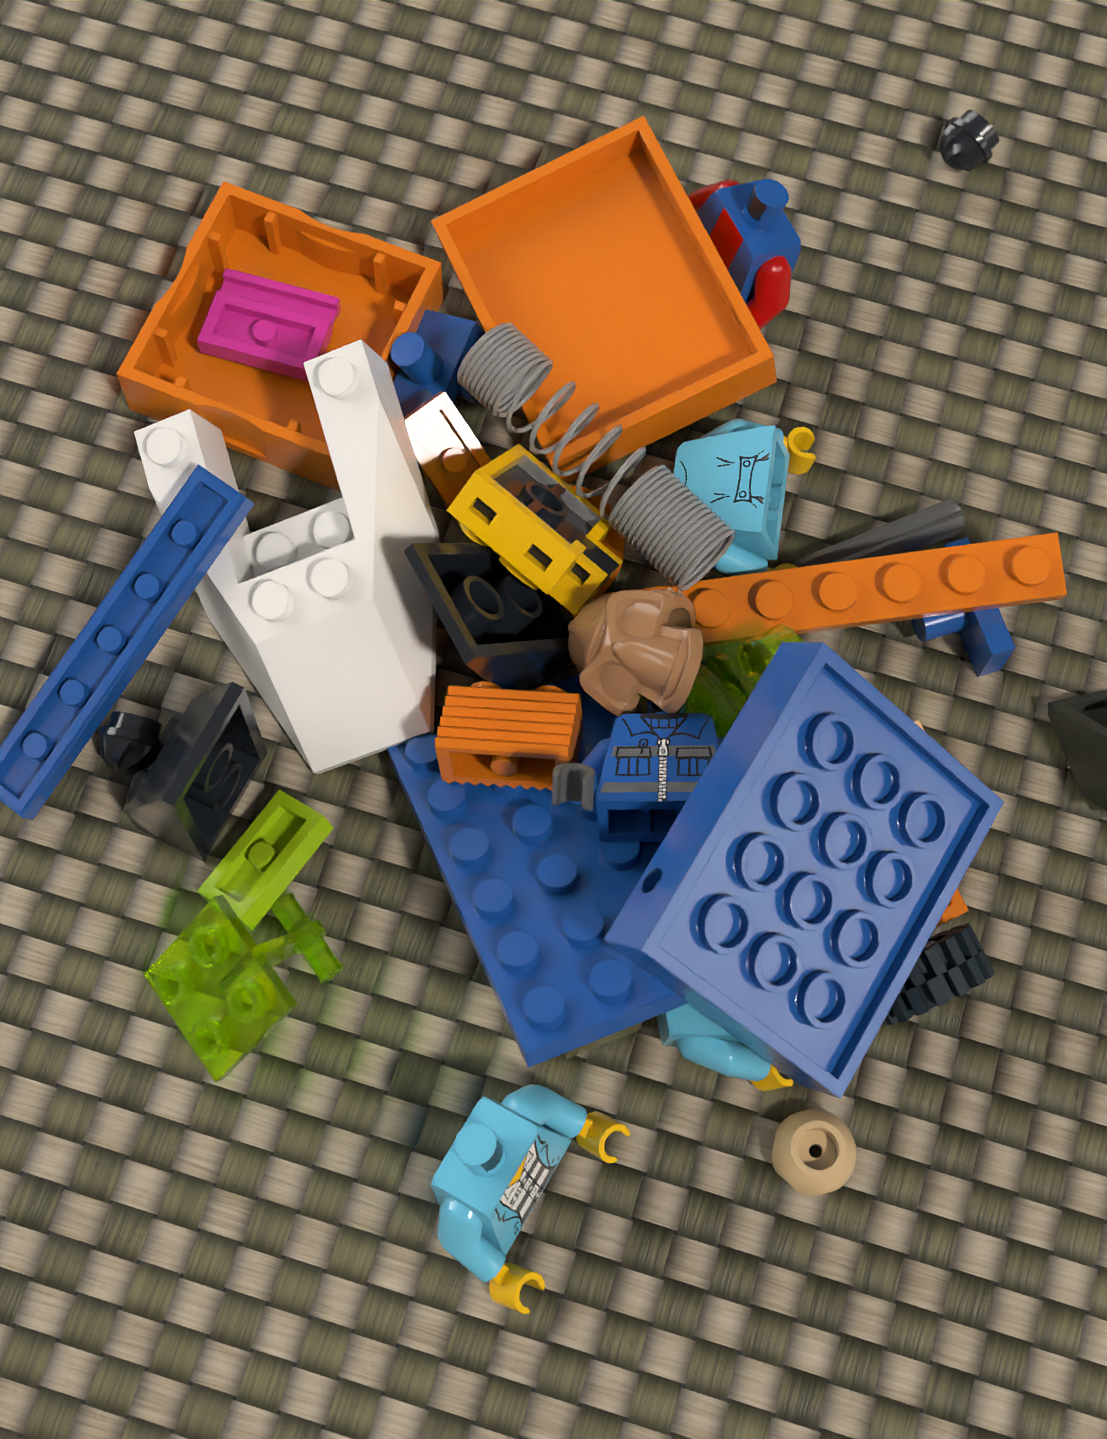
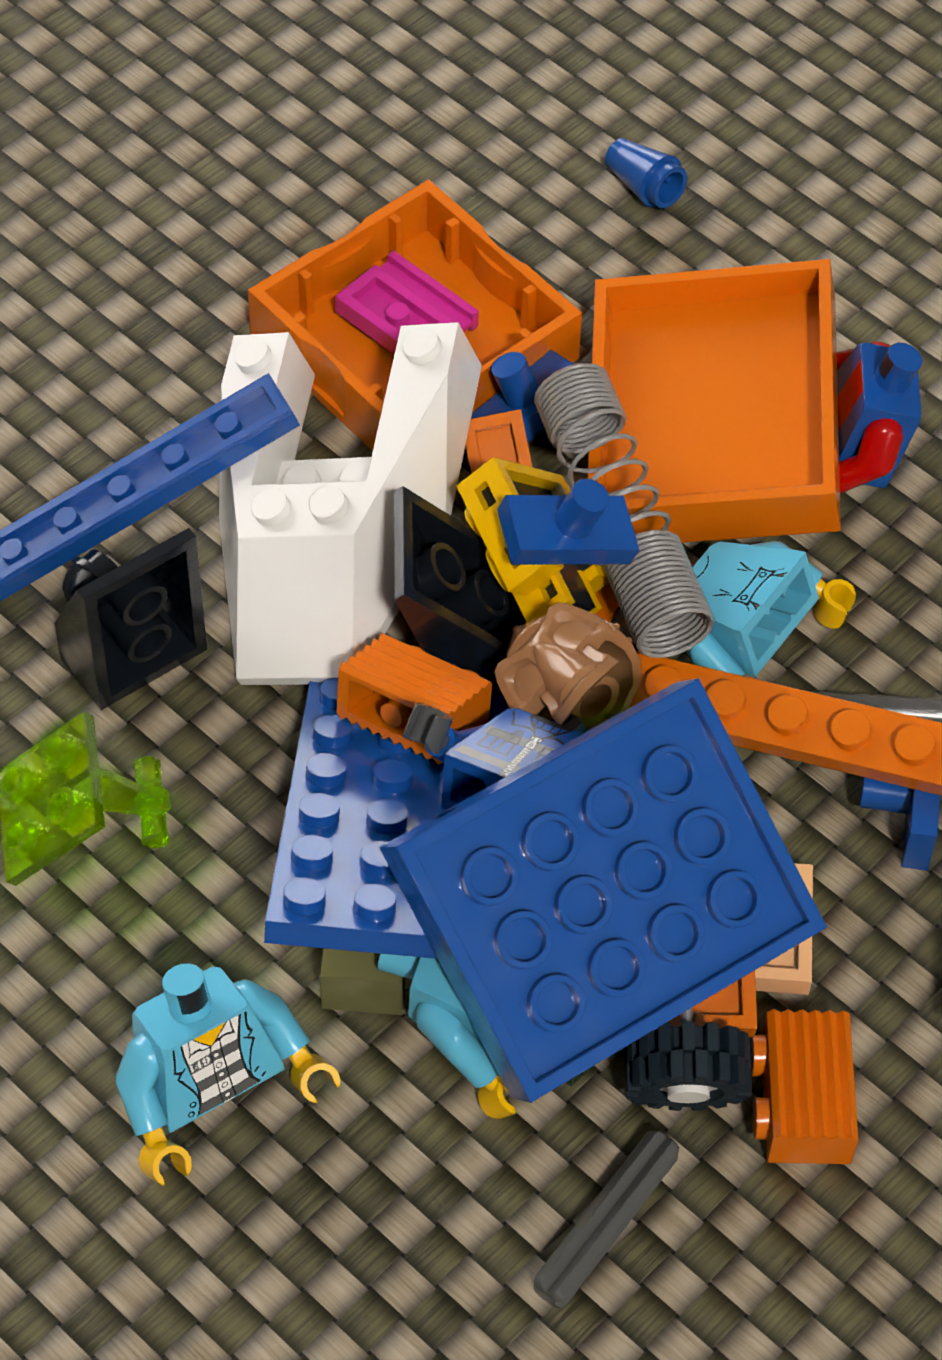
camera: 30 degrees right, 15 degrees down
(267, 858) = (155, 722): lime plate -> none
(408, 82) = (647, 172): none -> blue cone
(579, 514) = (568, 528): none -> blue tile
(795, 1164) = (495, 1202): tan plate -> none
(918, 1140) = (606, 1218): none -> dark grey axle
(1024, 934) = (808, 1087): none -> orange brick

